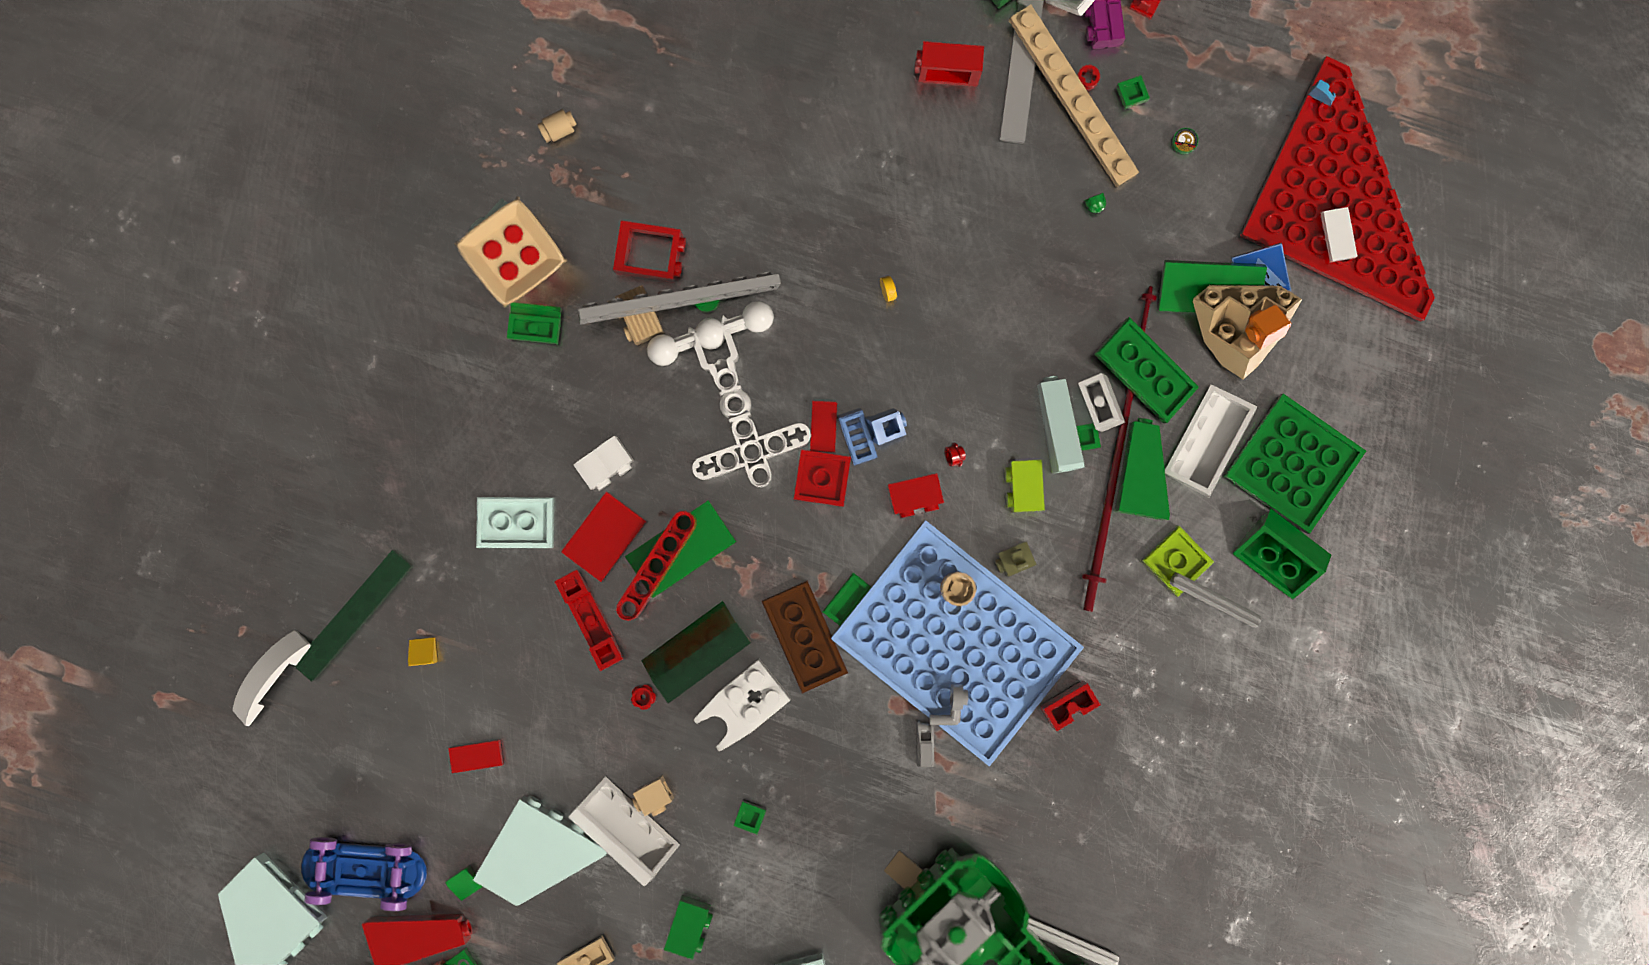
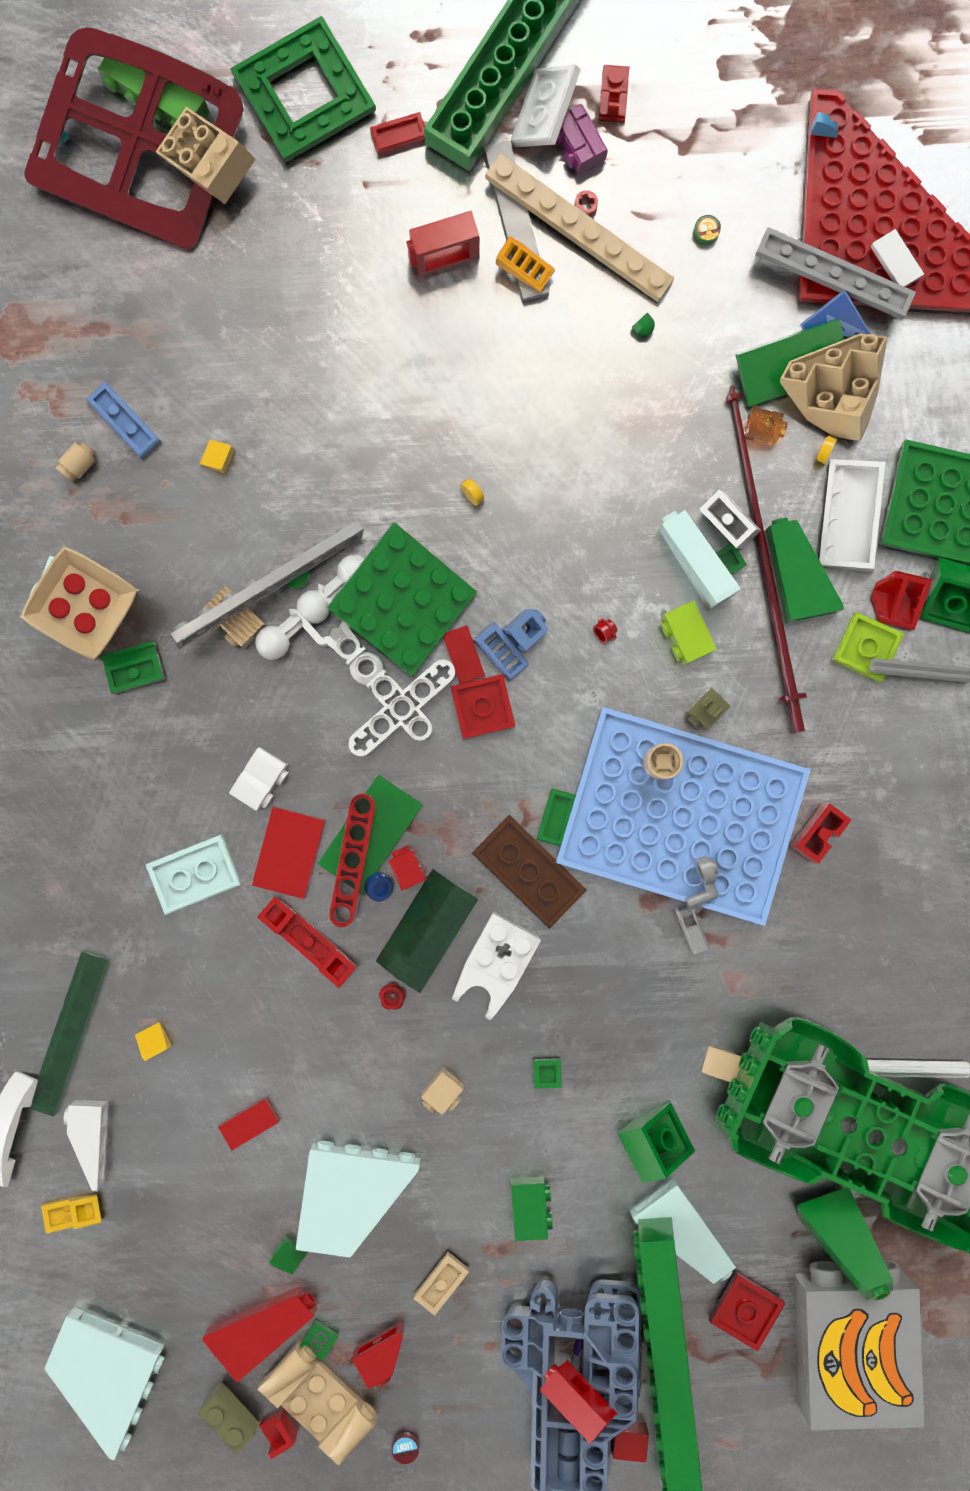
camera: 25 degrees left, 0 degrees up
(293, 770) = (71, 1212): none -> yellow slope
(334, 711) = (88, 1135): none -> white slope
(362, 871) = (181, 1285): blue piece -> none
(612, 106) = (123, 420): none -> medium blue tile
(623, 251) = (192, 558): red window -> none
(624, 832) = (427, 1138): white slope -> none
(669, 597) = (378, 887): none -> blue tile
(680, 169) = (217, 456): none -> yellow slope
(700, 591) = (407, 867): none -> red brick
(789, 357) = (401, 599): none -> green plate
(819, 916) = (656, 1143): none -> green slope
(915, 494) = (581, 685): red brick -> none
(1015, 97) = (530, 257): none -> light orange slope
(1132, 92) = (636, 200): green plate -> none
(1146, 370) = (761, 470): green tile -> none
(1156, 332) = (757, 431): none -> clear orange brick
(1210, 374) = (826, 449): none -> yellow tile
(1222, 530) = (900, 598): none -> red slope
(1267, 326) = (864, 377): orange brick -> none
(1280, 225) = (835, 273): none -> light grey plate

